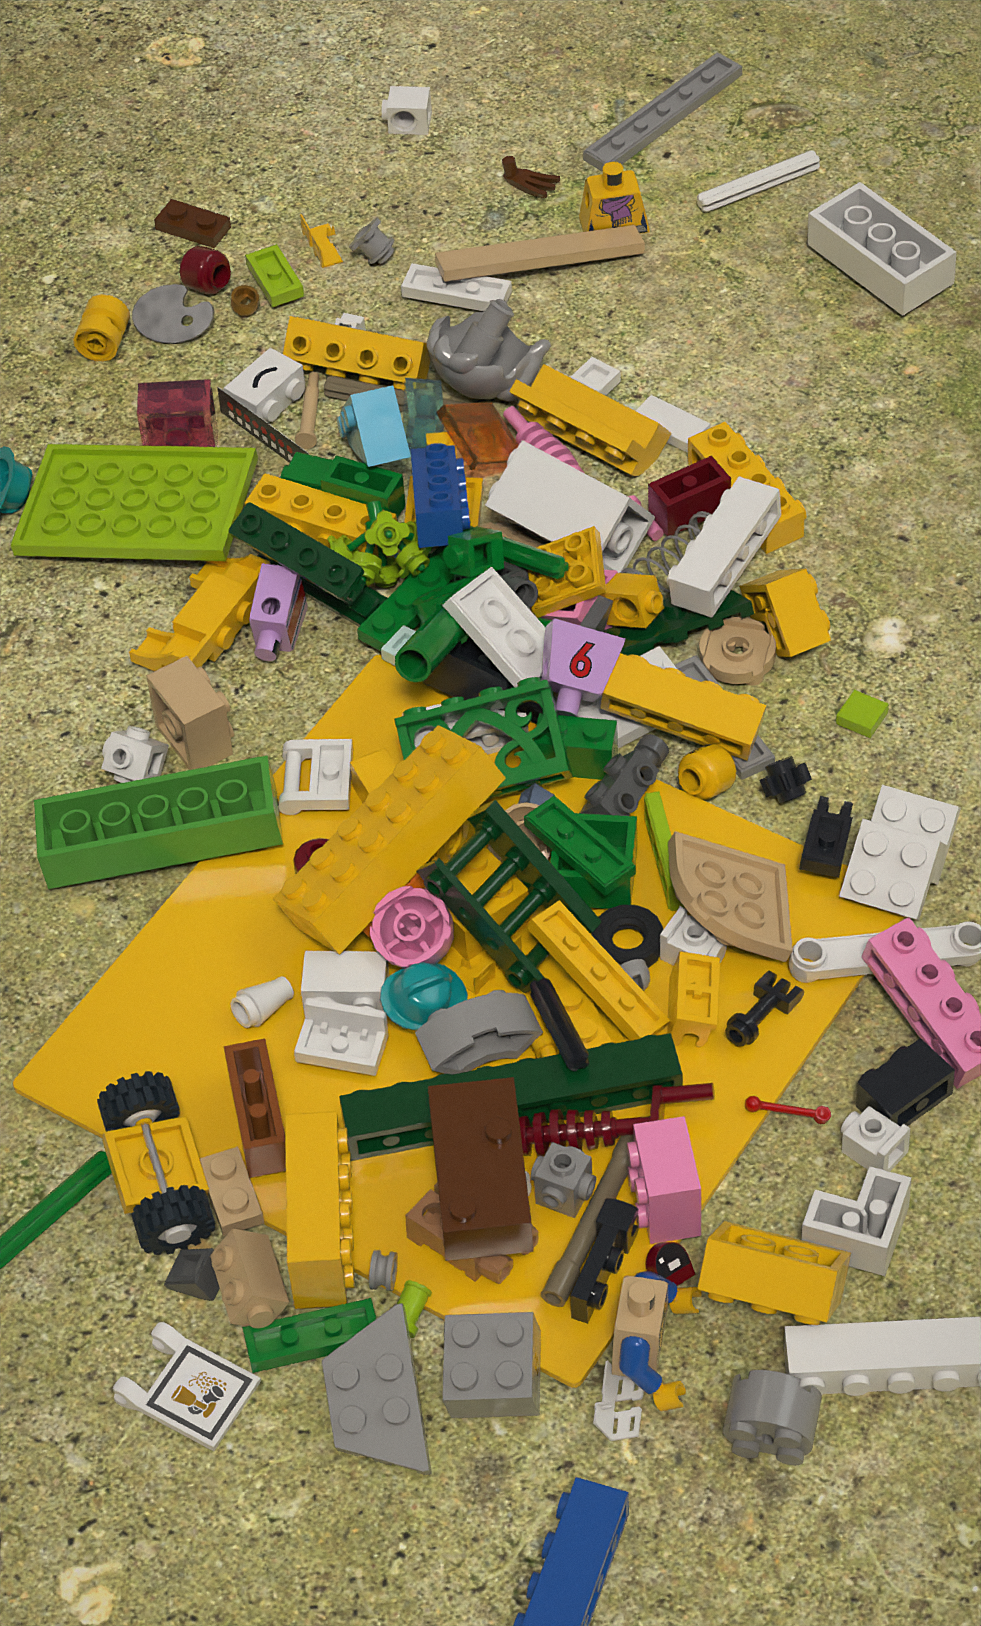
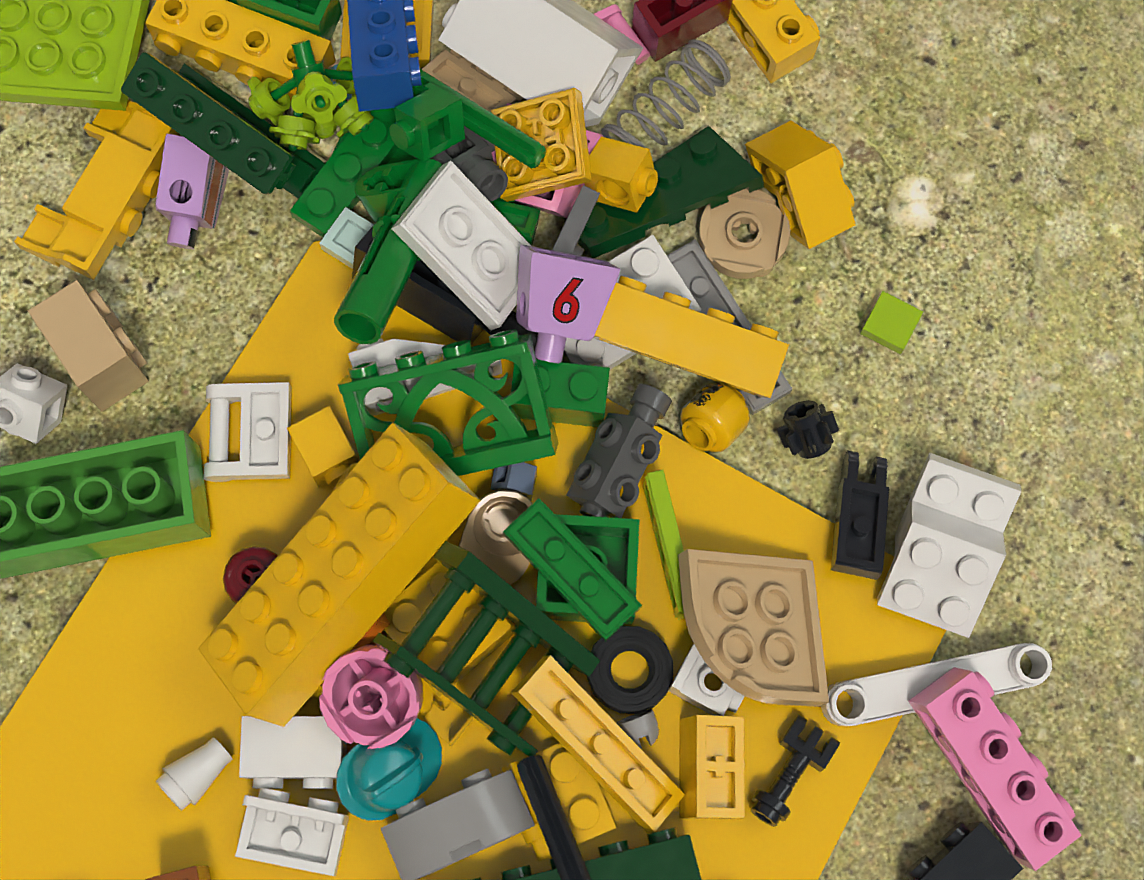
camera: 10 degrees left, 25 degrees up
(724, 546) = (731, 101): white brick -> none

